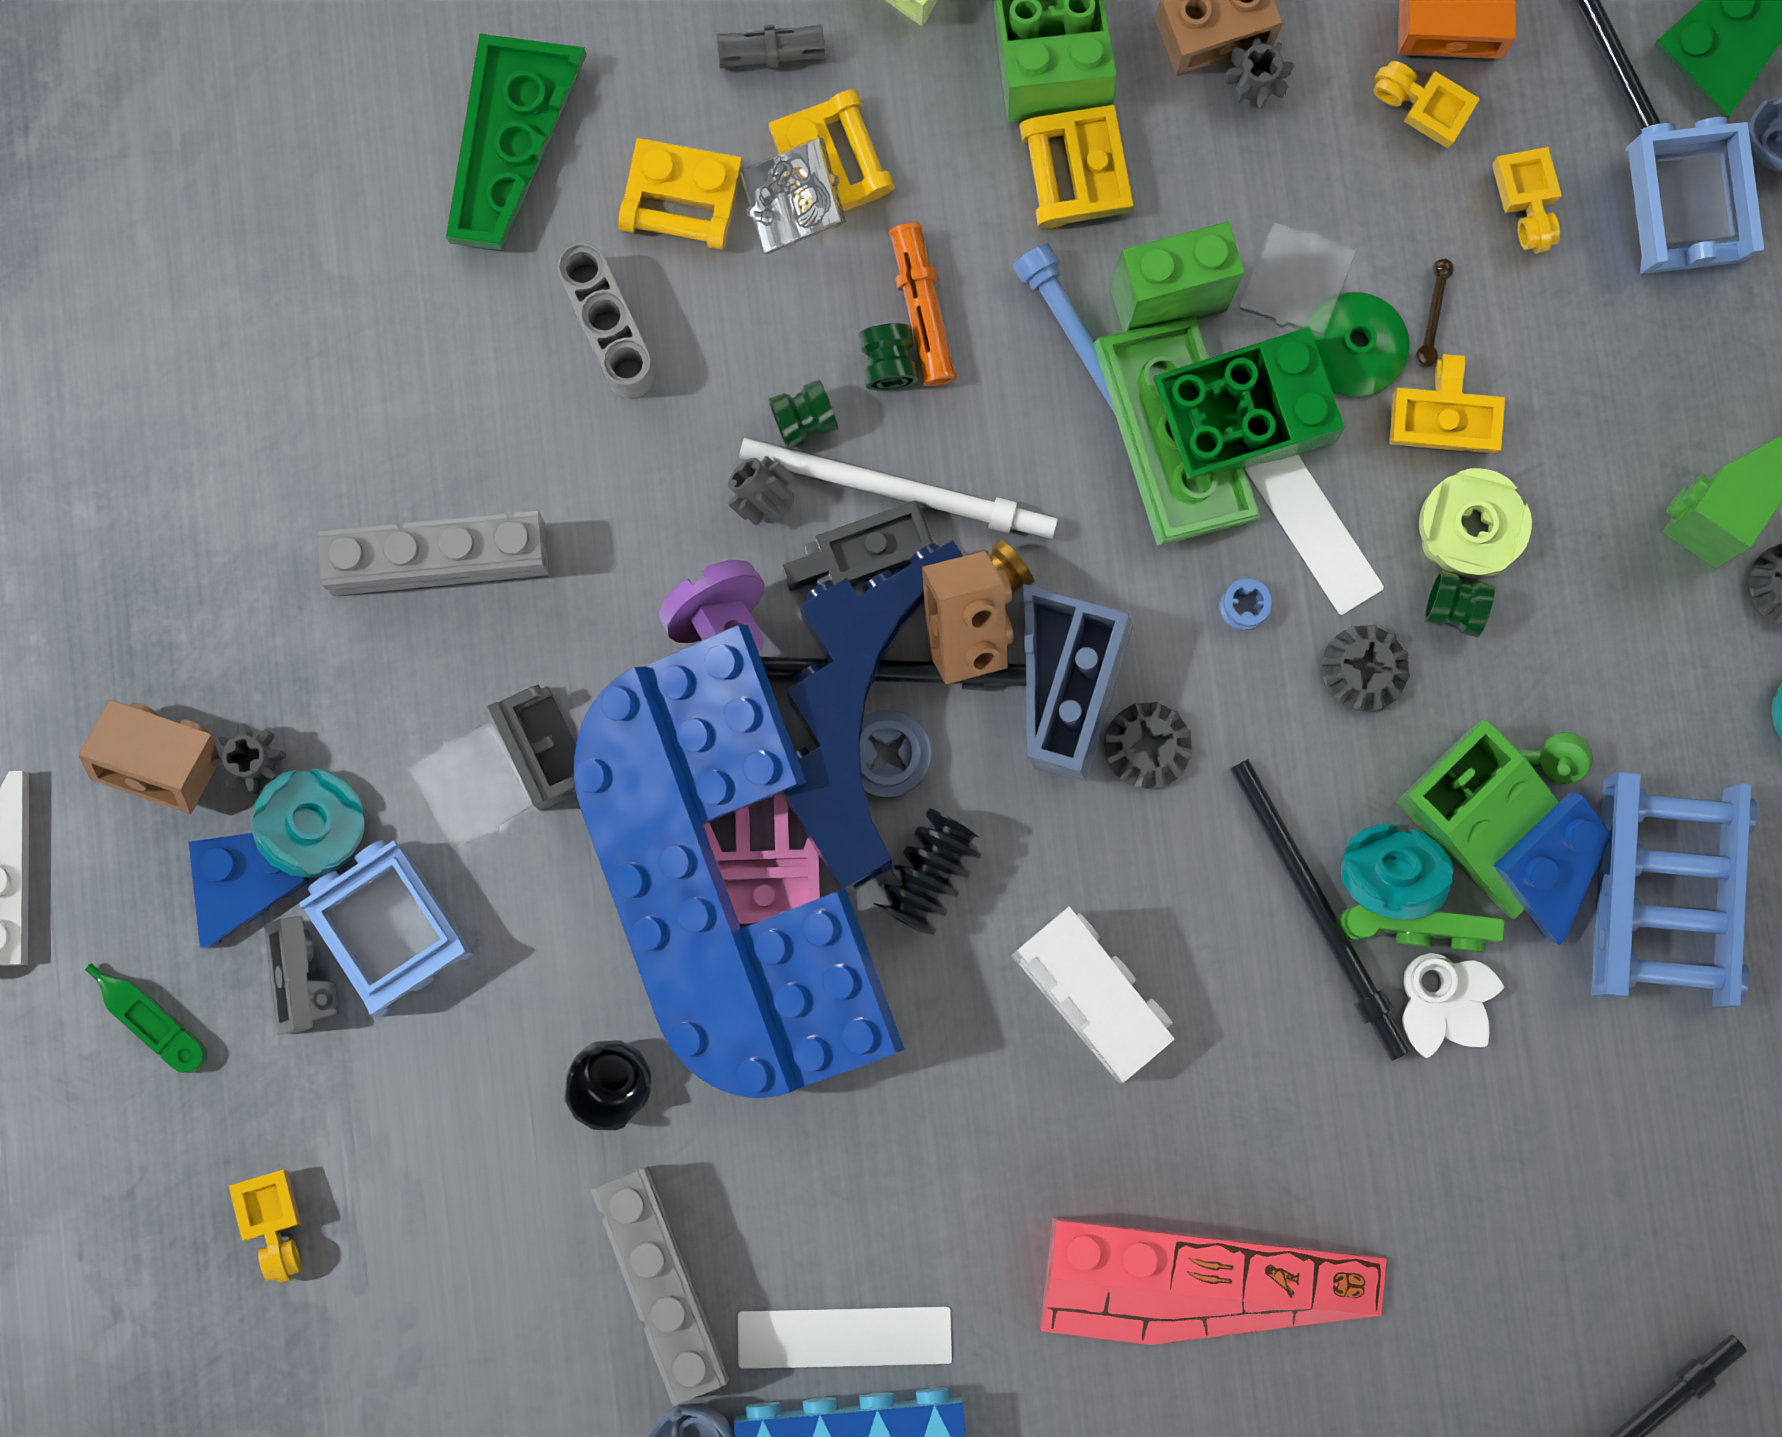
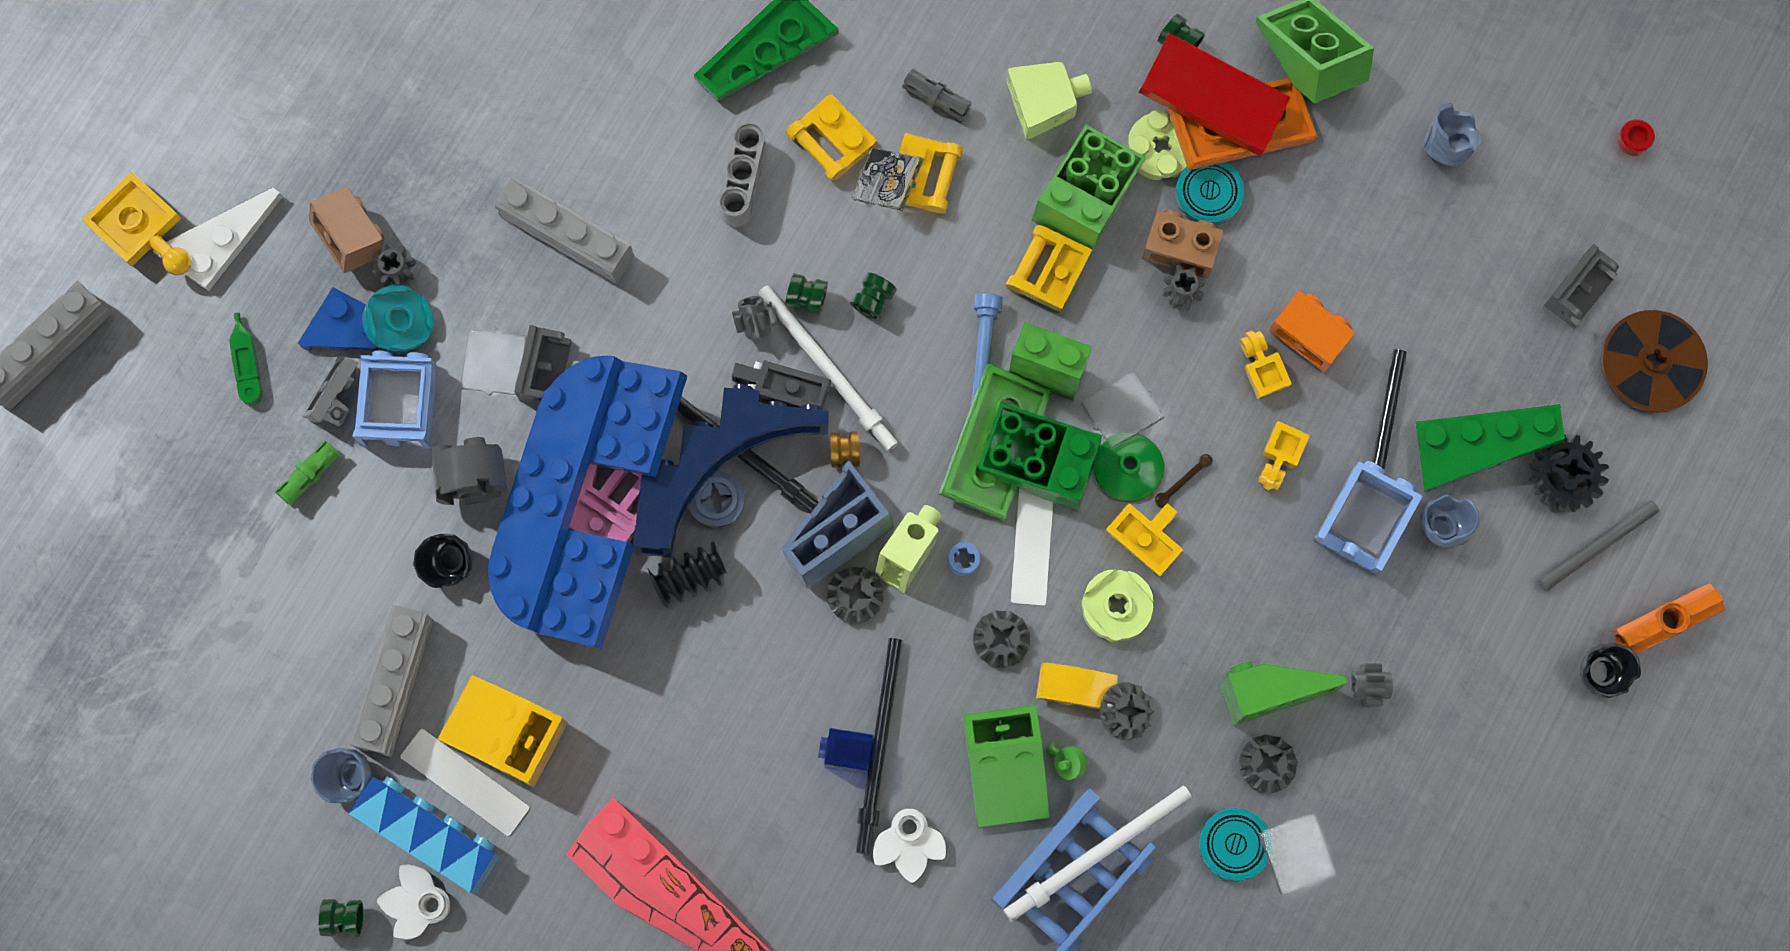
camera: 40 degrees right, 5 degrees down
(264, 1209) = (227, 497): yellow plate -> none
(343, 1102) = (307, 473): none -> bright green pin
(555, 950) = (468, 472): none -> dark grey brick
(714, 603) = (689, 354): medium lavender tile -> none
(846, 1241) = (503, 730): none -> yellow slope
(918, 283) = (918, 270): orange pin -> none
(967, 616) = (805, 455): medium nougat brick -> none
(1095, 994) = (725, 698): white wedge -> none
(1176, 640) = (908, 548): none -> yellowish green torso
(1289, 945) = (846, 750): none -> clear blue brick
(1396, 872) = (932, 753): teal tile -> none
(1459, 603) = (1075, 640): dark green wheel -> none
(1465, 931) = (922, 791): bright green plate -> none
(1501, 659) = (1073, 685): none -> yellow slope
(1556, 864) = (1020, 813): blue wing -> none
(1565, 637) = (1120, 725): none -> dark grey gear
(1657, 946) = (1039, 894): none -> white bar

